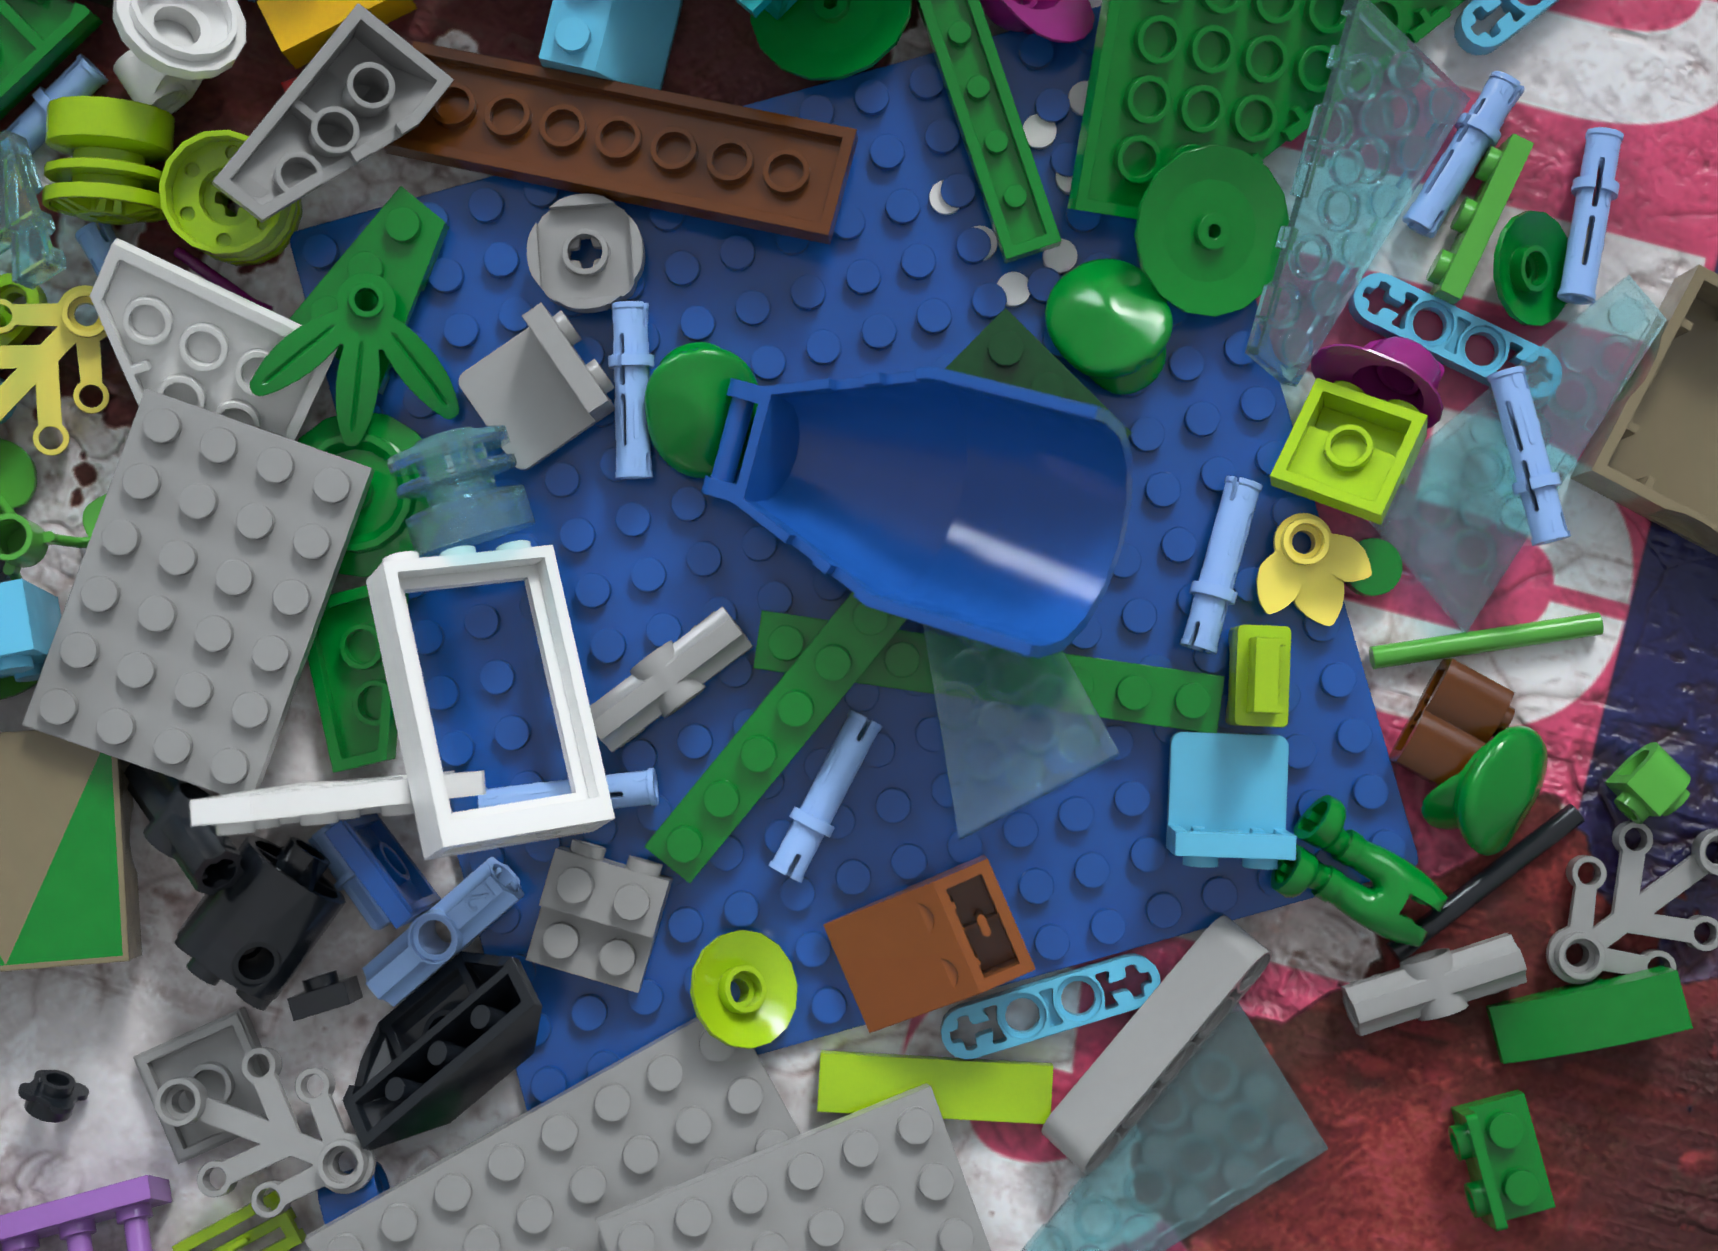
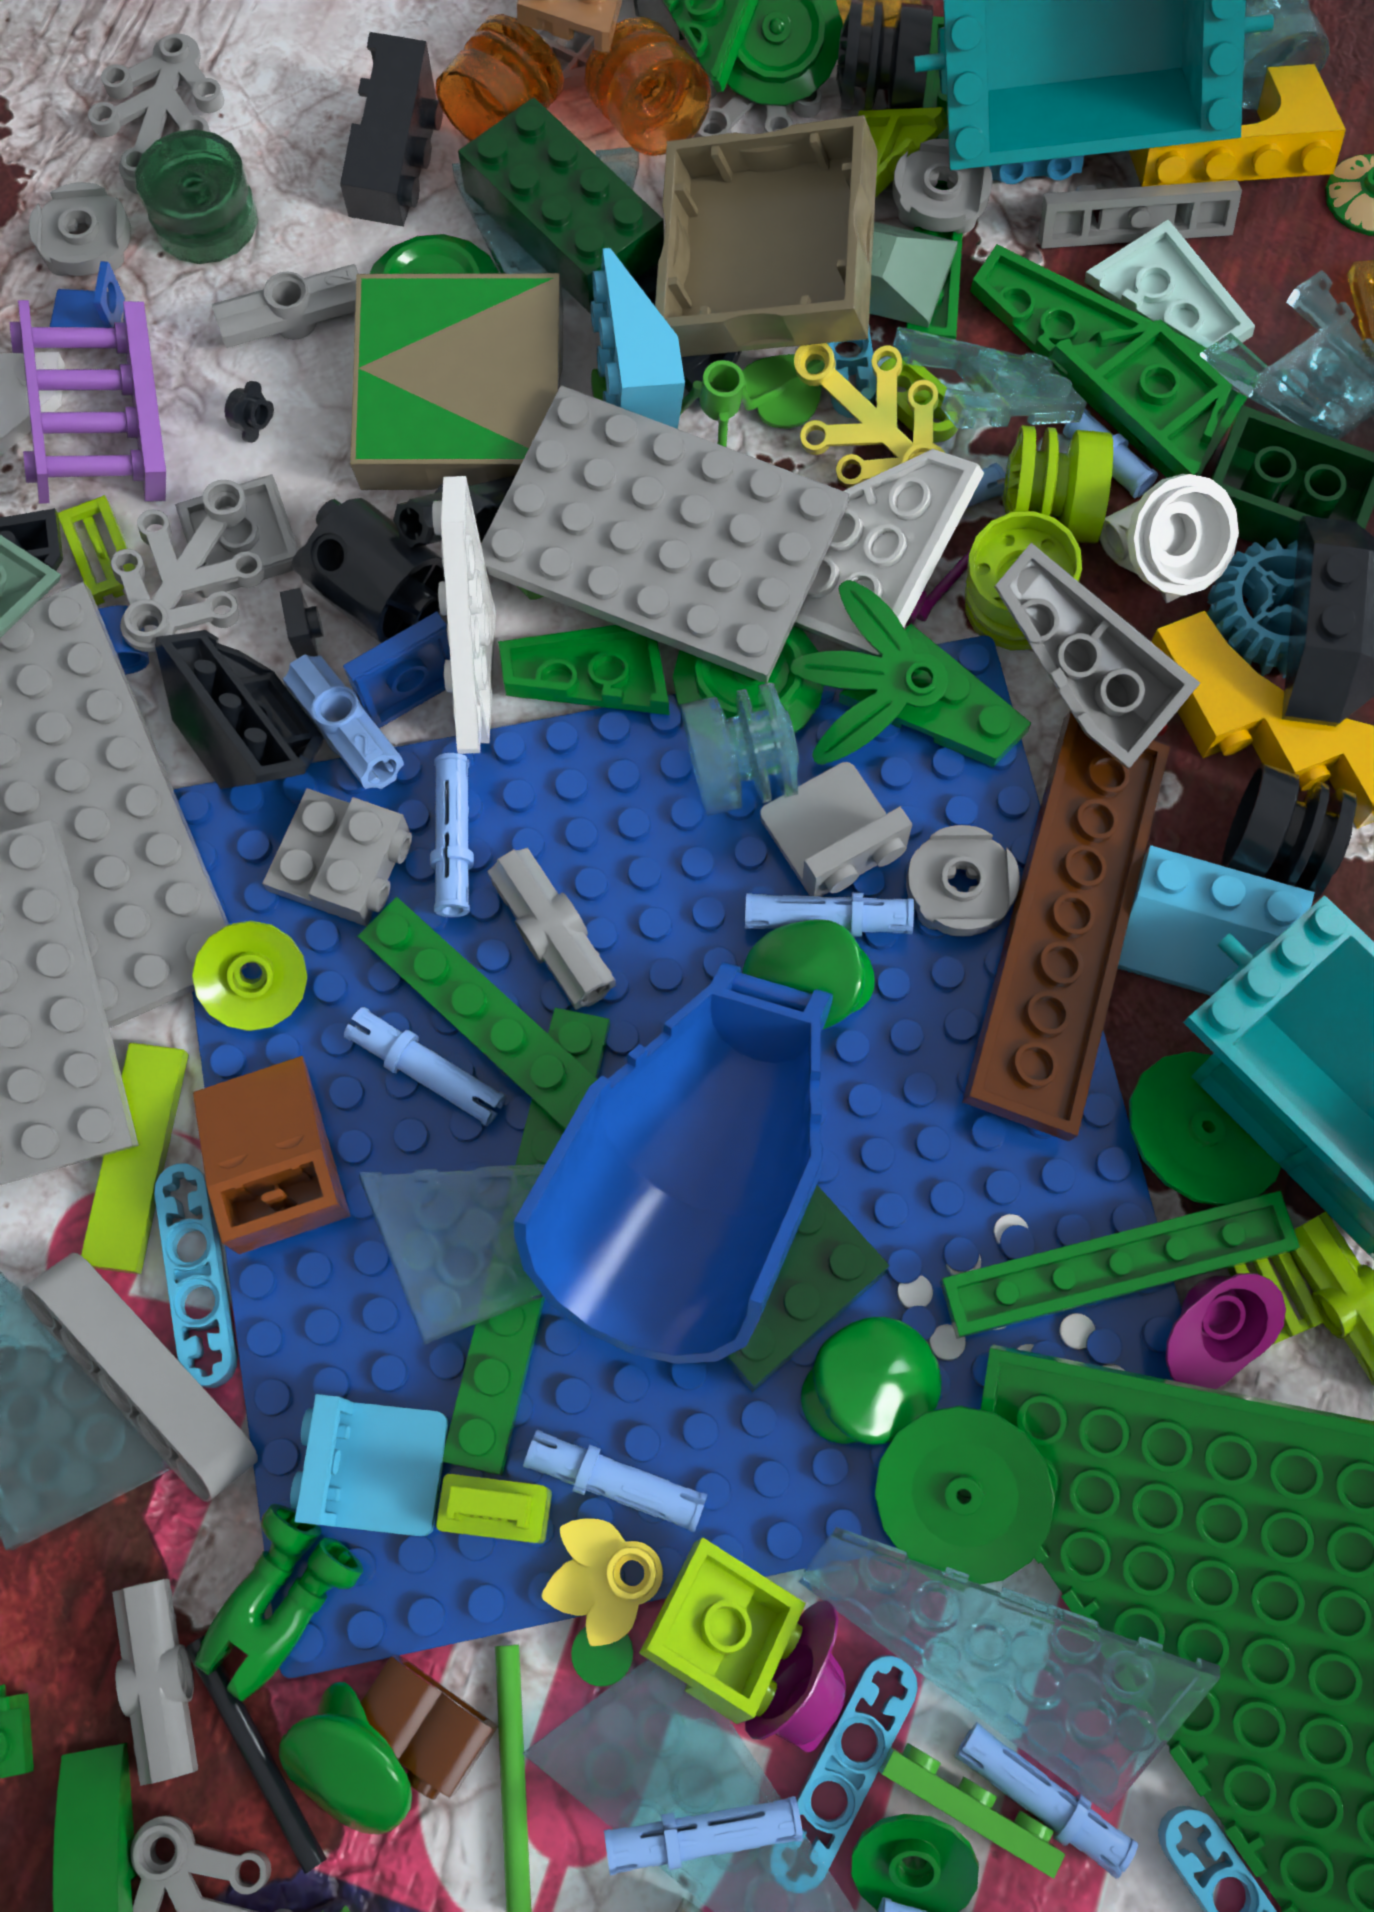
camera: 90 degrees right, 15 degrees down
(503, 825) = (425, 771): white door -> none

